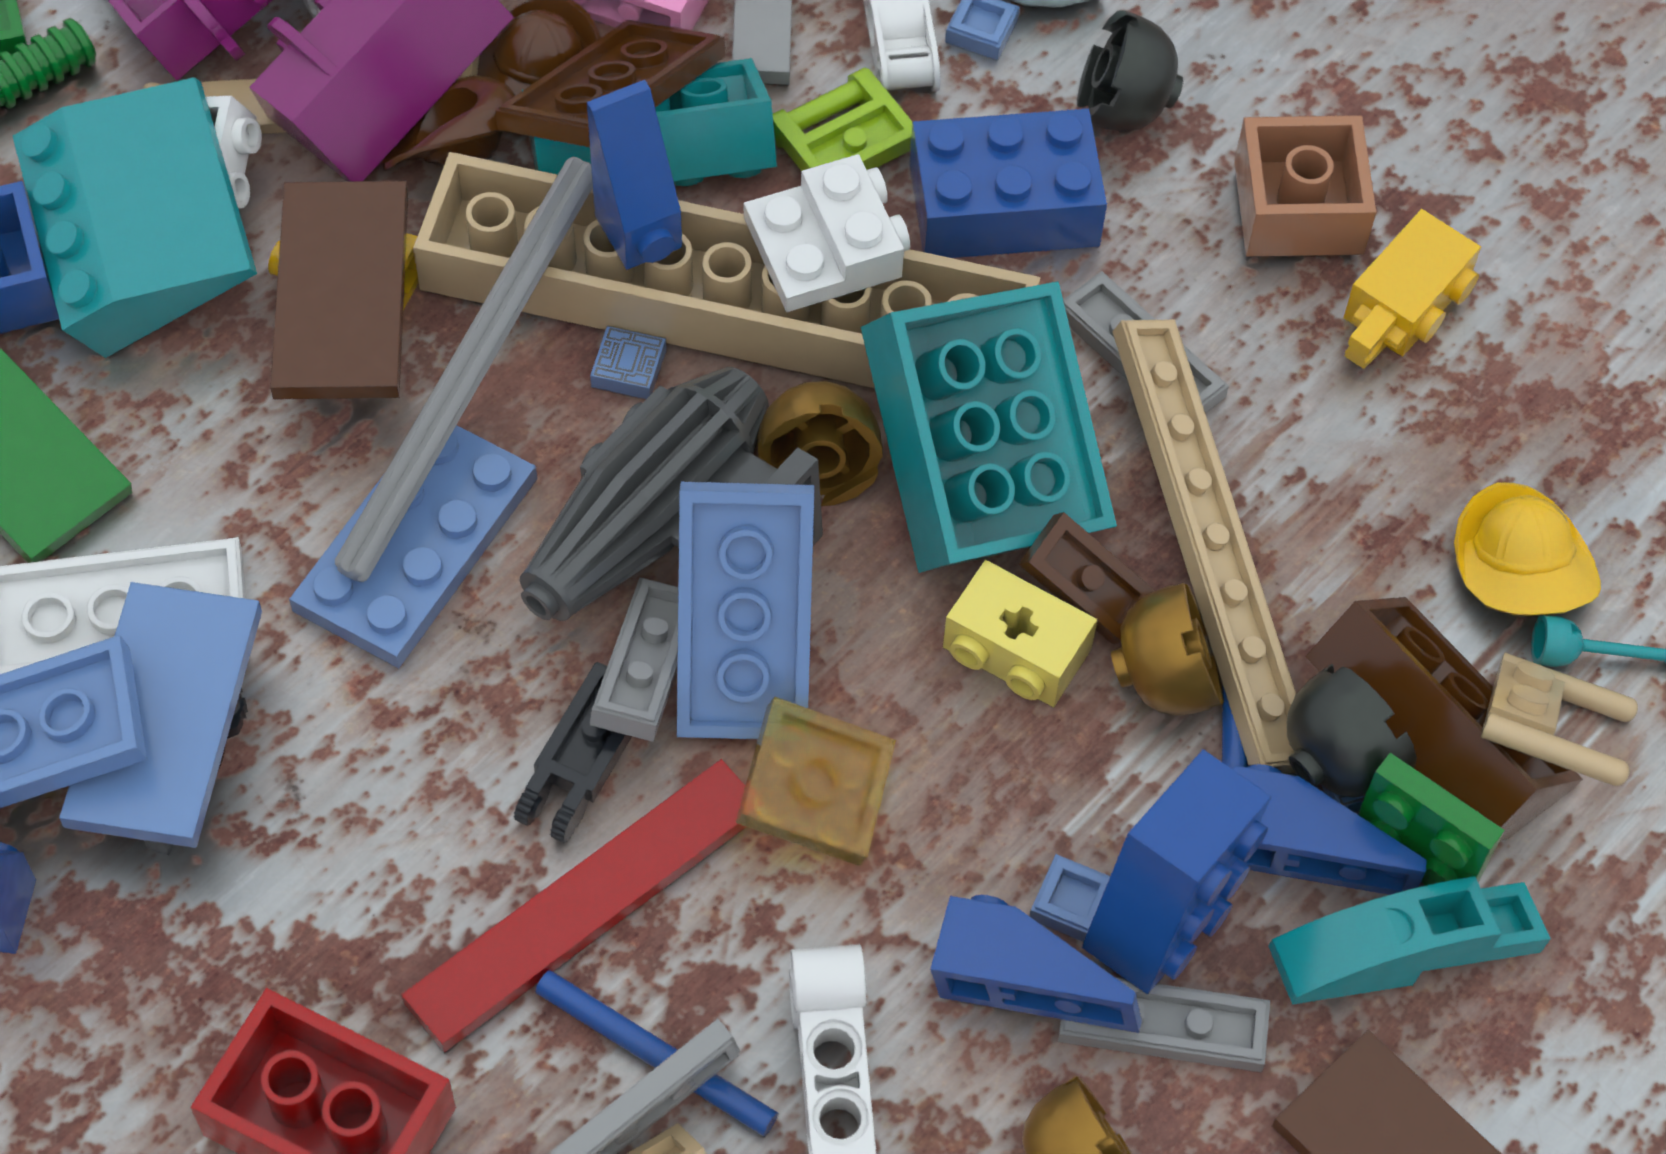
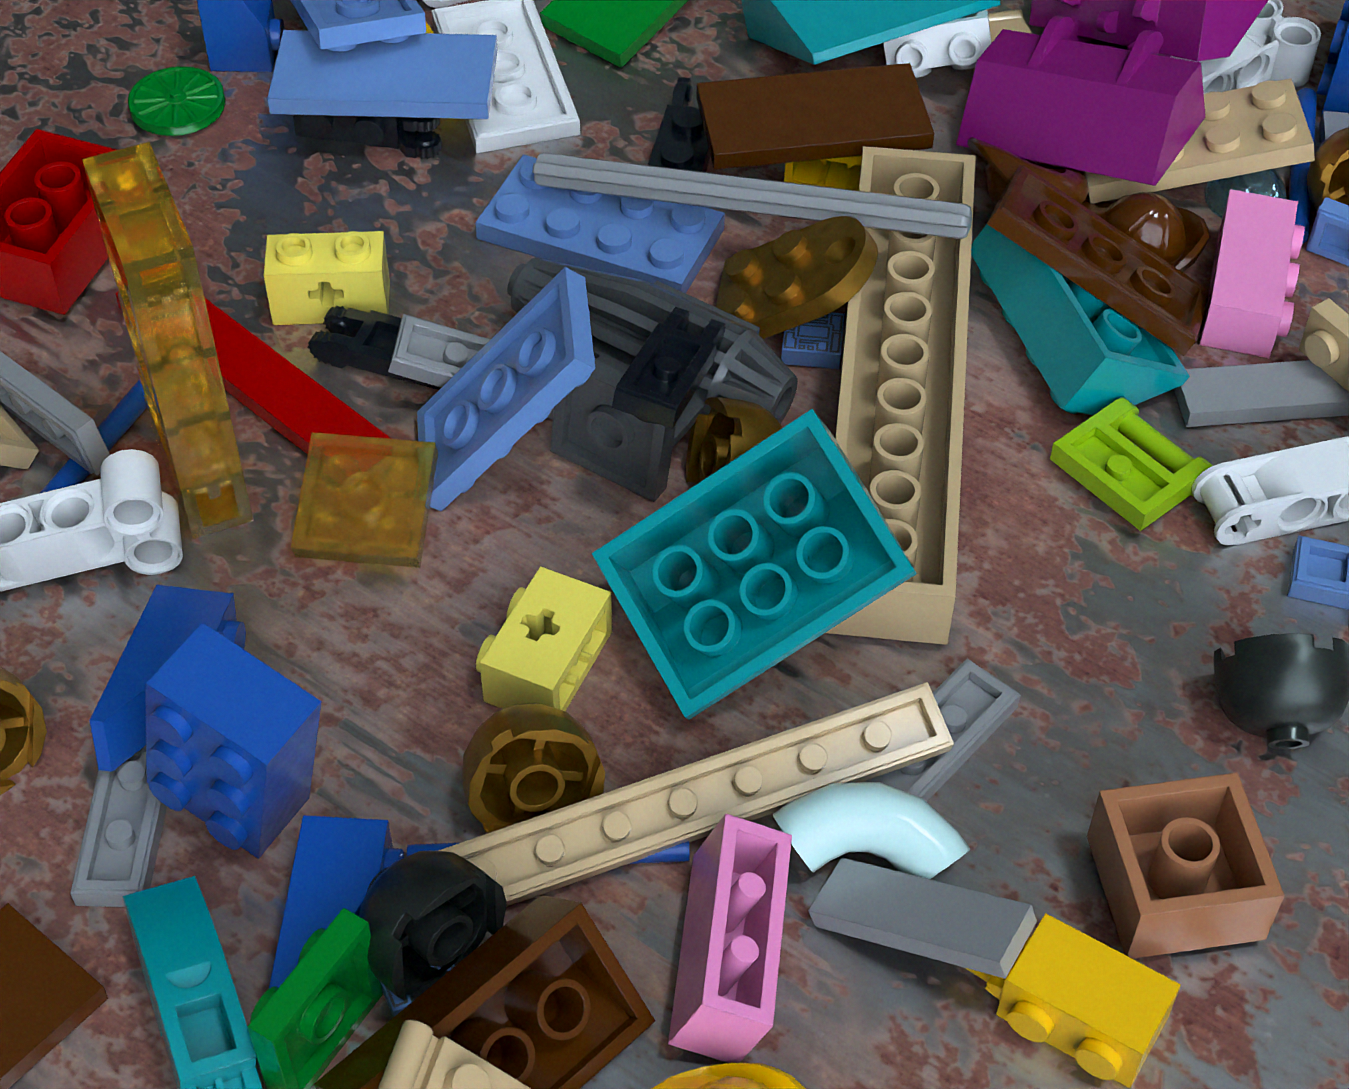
camera: 85 degrees right, 10 degrees down
(80, 987) = (176, 101): none -> green wheel
(287, 437) = (681, 136): none -> black hinge
(473, 806) = (325, 270): none -> light yellow brick
(580, 359) = (798, 275): none -> pearl gold plate
(633, 176) = (935, 228): blue slope -> none
(724, 869) = (170, 336): none -> clear yellow fence
(772, 439) = (668, 370): none -> black hinge
(828, 234) = (949, 410): white plate -> none
(1007, 183) = (1101, 594): blue brick -> none
(1084, 574) = (616, 685): reddish brown plate -> none
(1245, 394) = (874, 821): none -> light aqua cylinder
(1341, 375) = (924, 917): none -> light grey tile
(1359, 514) = (731, 940): none -> bright pink brick

